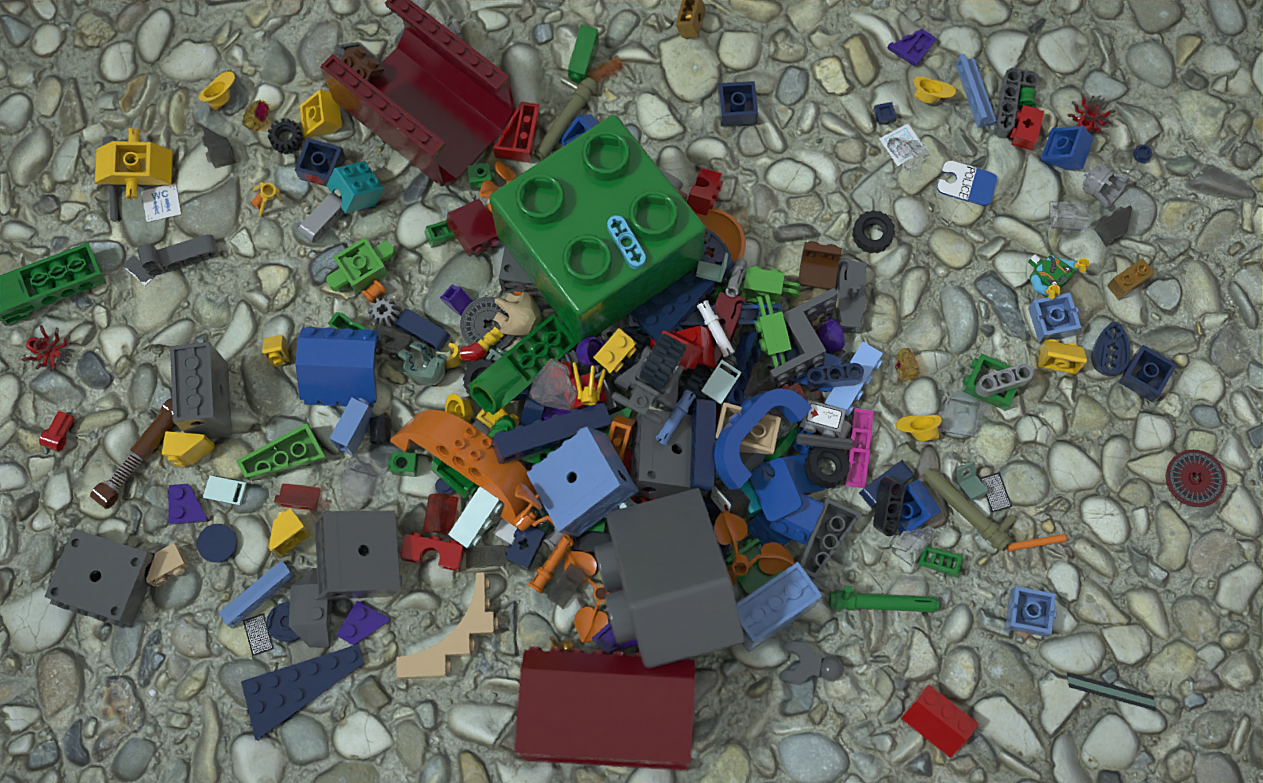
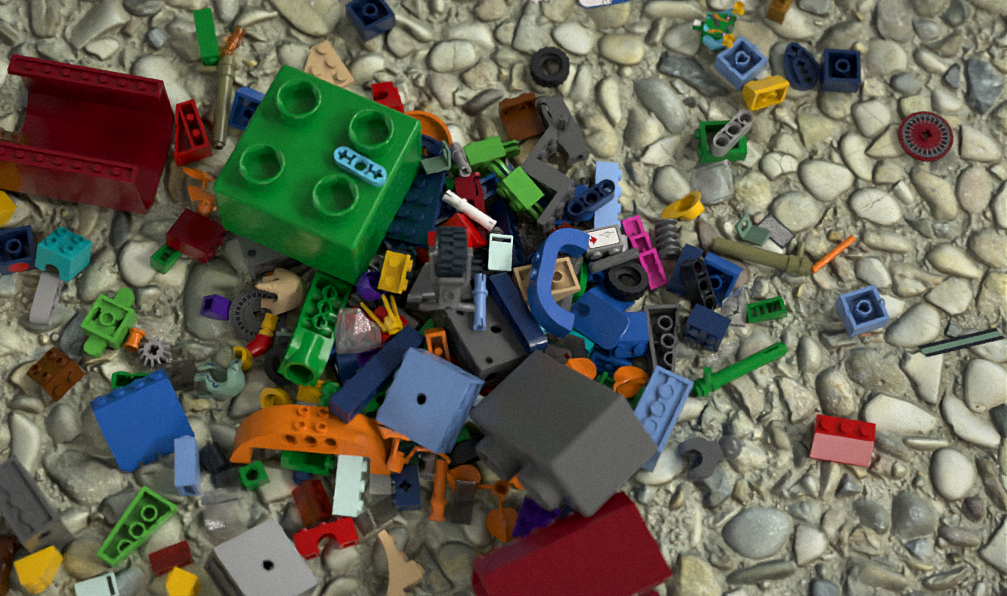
camera: 35 degrees left, 5 degrees down
(276, 350) = (73, 438): yellow slope -> none
(293, 287) = (55, 373): none -> reddish brown bracket
(422, 330) = (200, 349): dark blue beam -> none
(478, 174) = (175, 188): green brick -> none
(668, 136) = (327, 65): none -> tan plate
(831, 335) = (568, 167): dark purple hair -> none
(873, 549) = (706, 328): none -> dark blue brick
(878, 580) = (724, 353): none -> clear slope
(885, 446) = (666, 239): none -> dark grey piece
(906, 365) = (643, 163): clear yellow rock -> none

